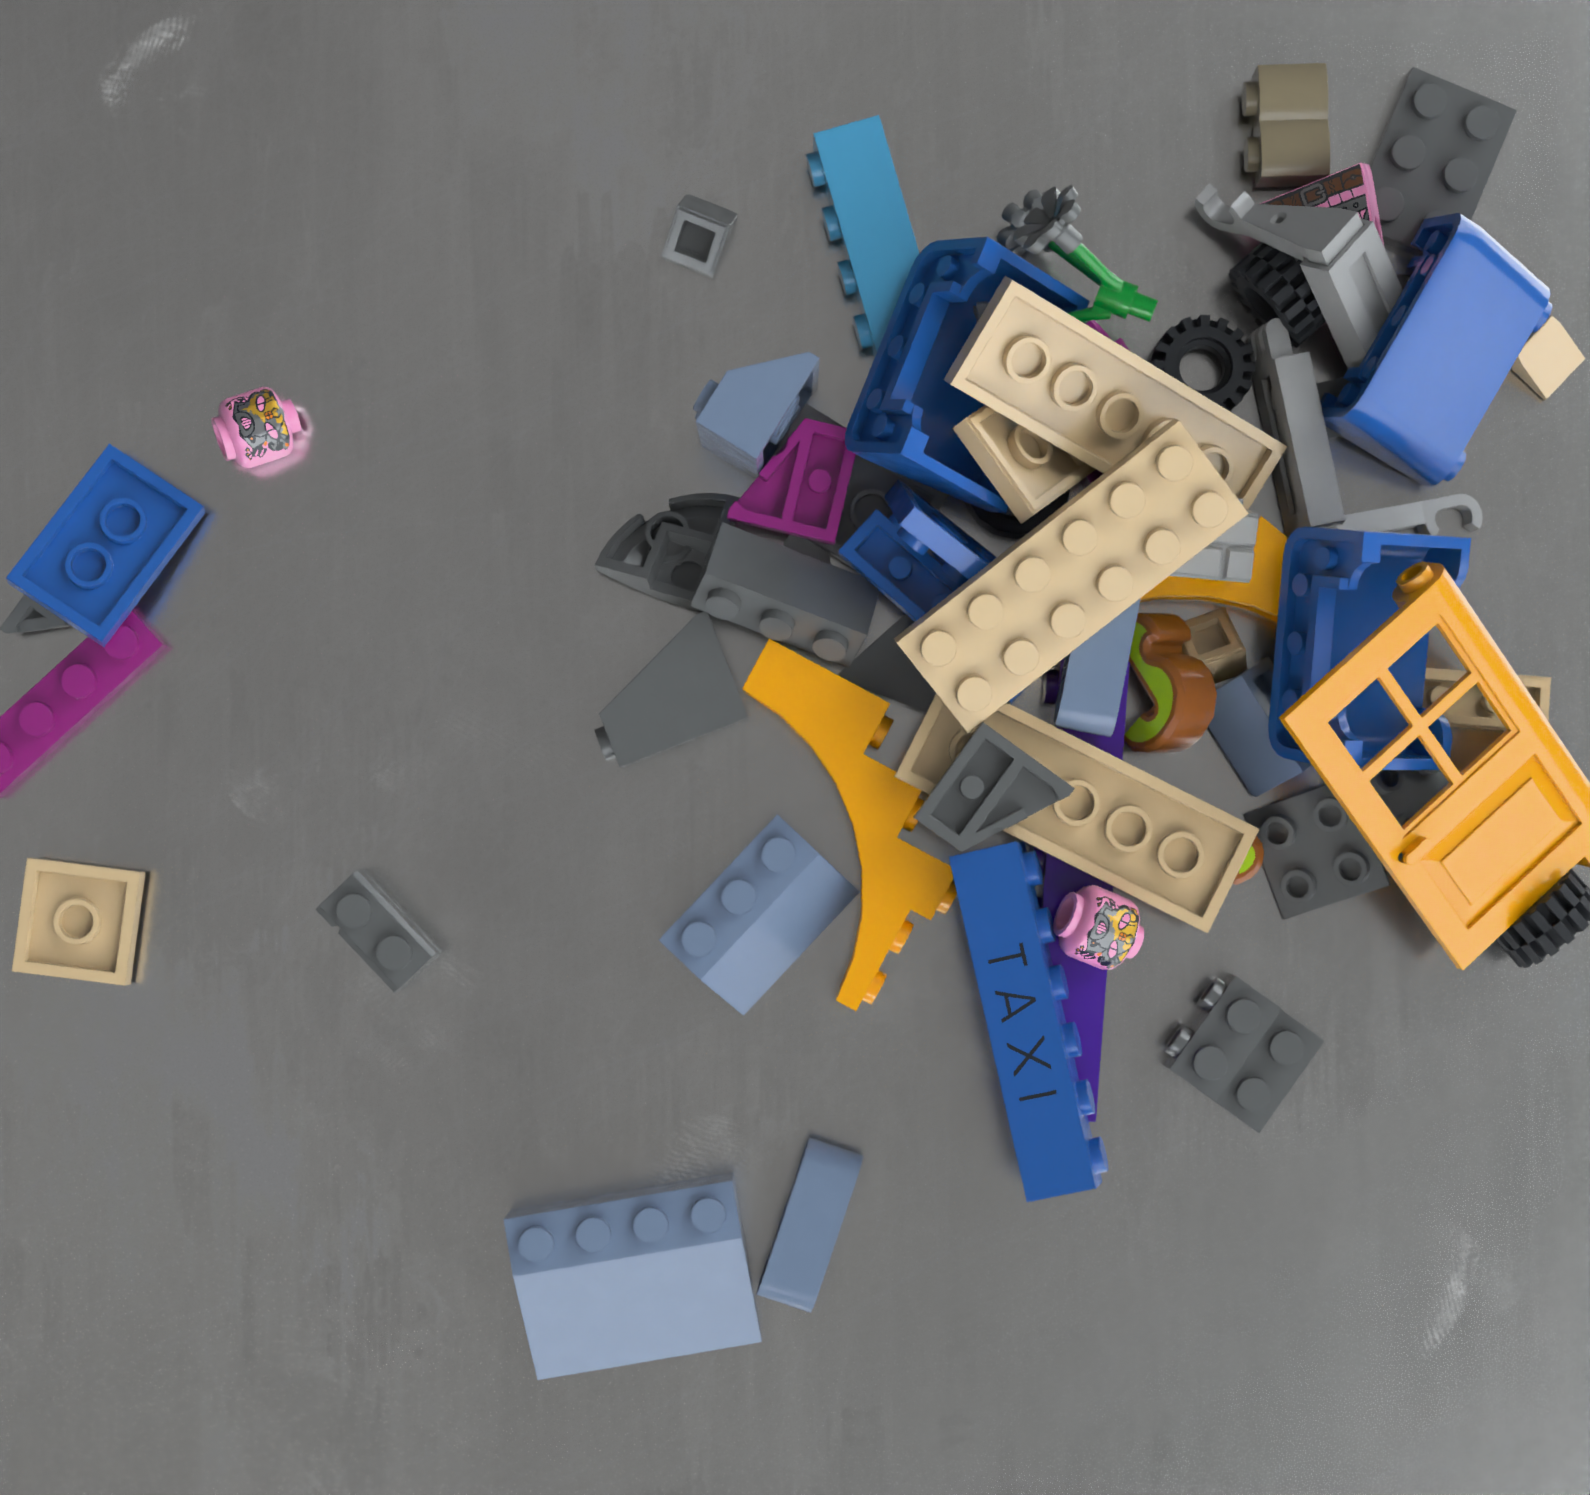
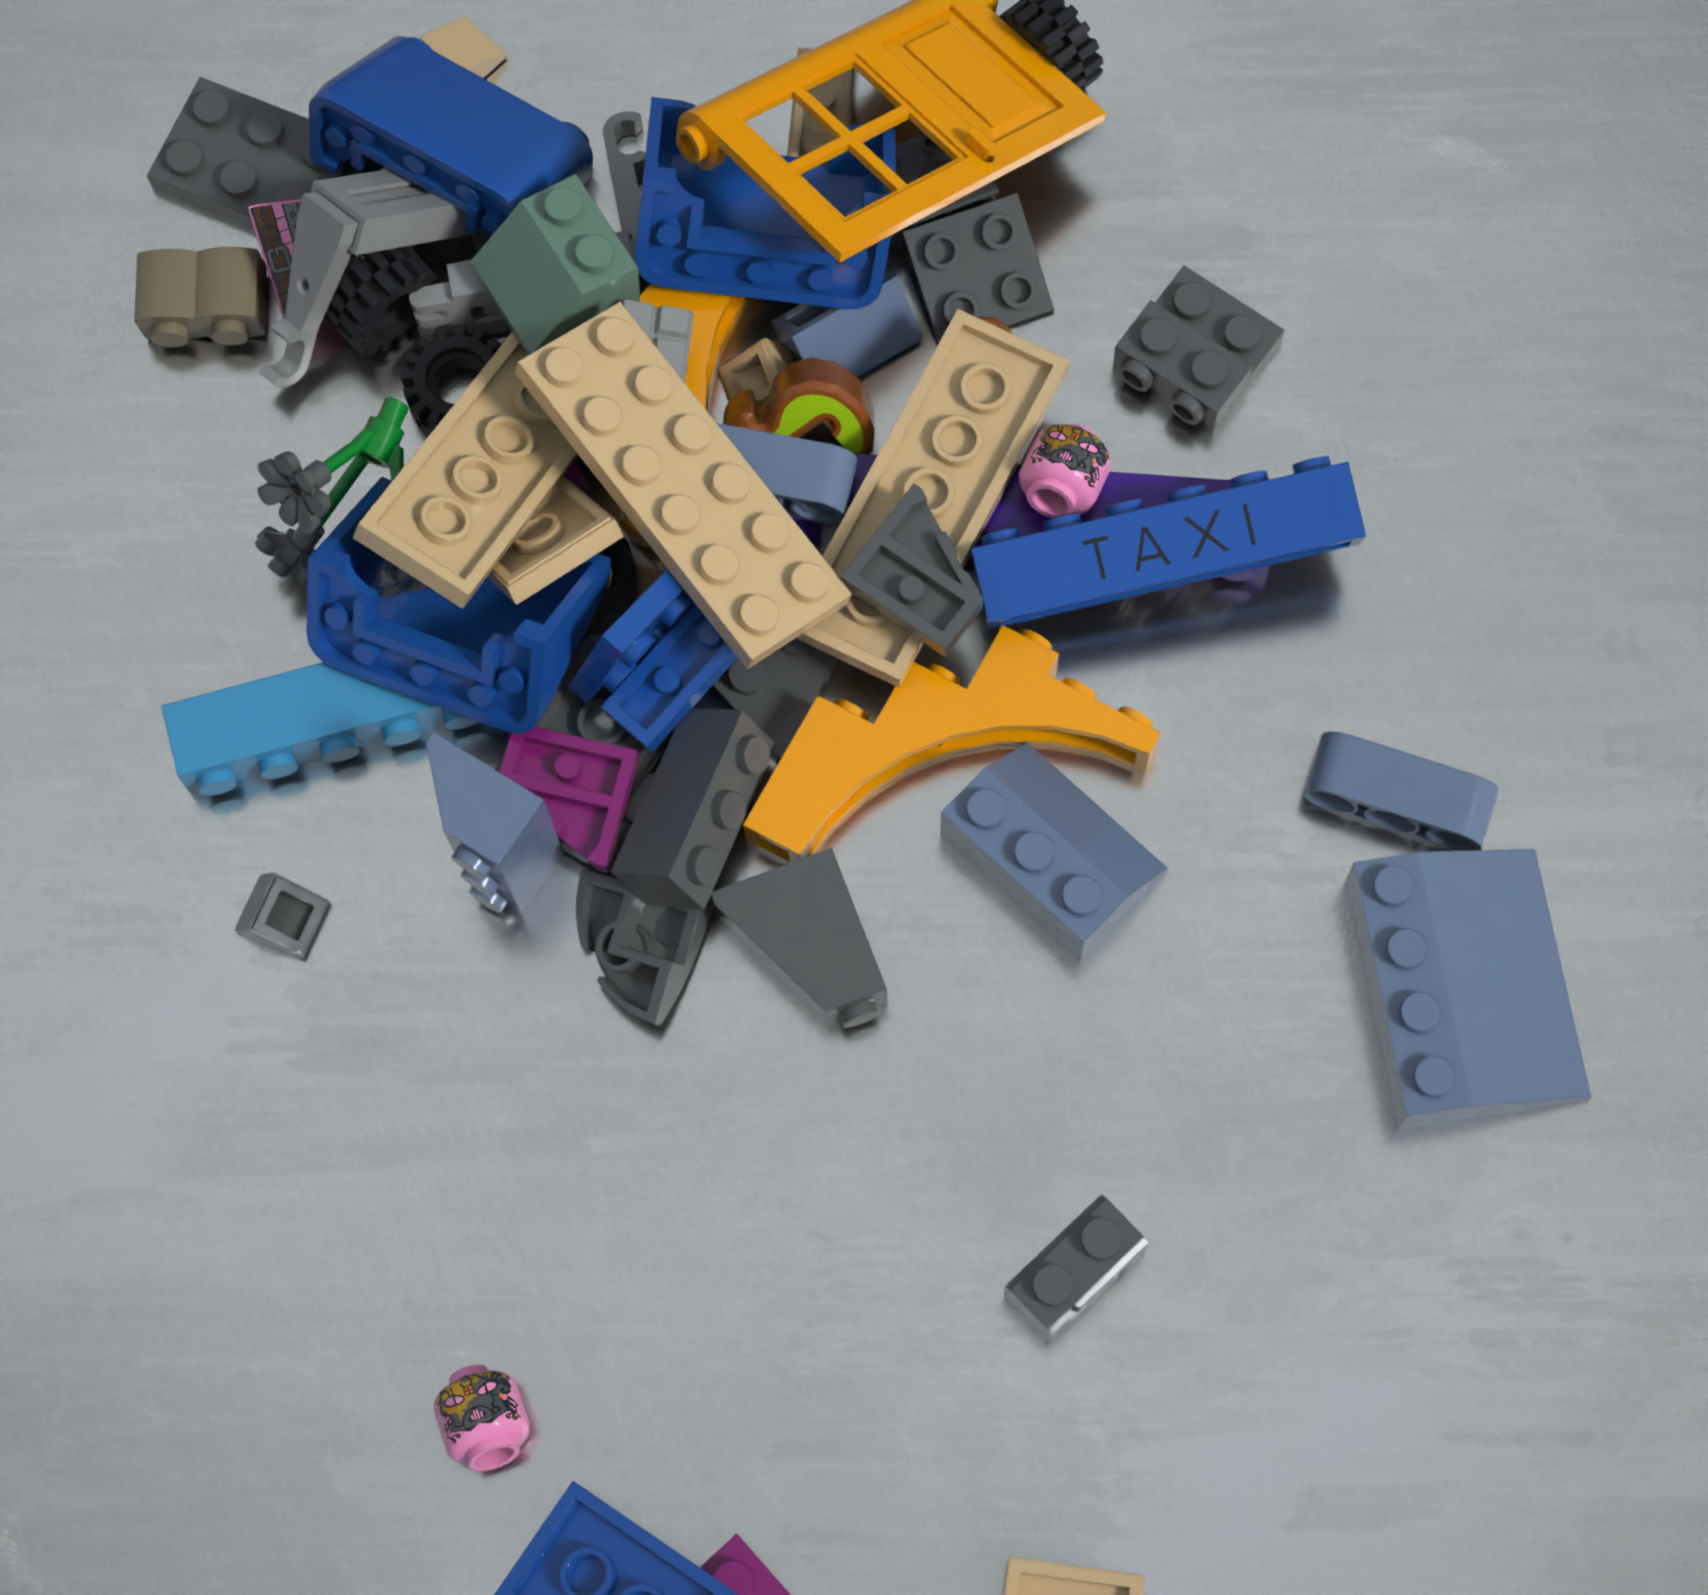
camera: 85 degrees left, 15 degrees down
(1293, 453) = (555, 265): none -> sand green slope

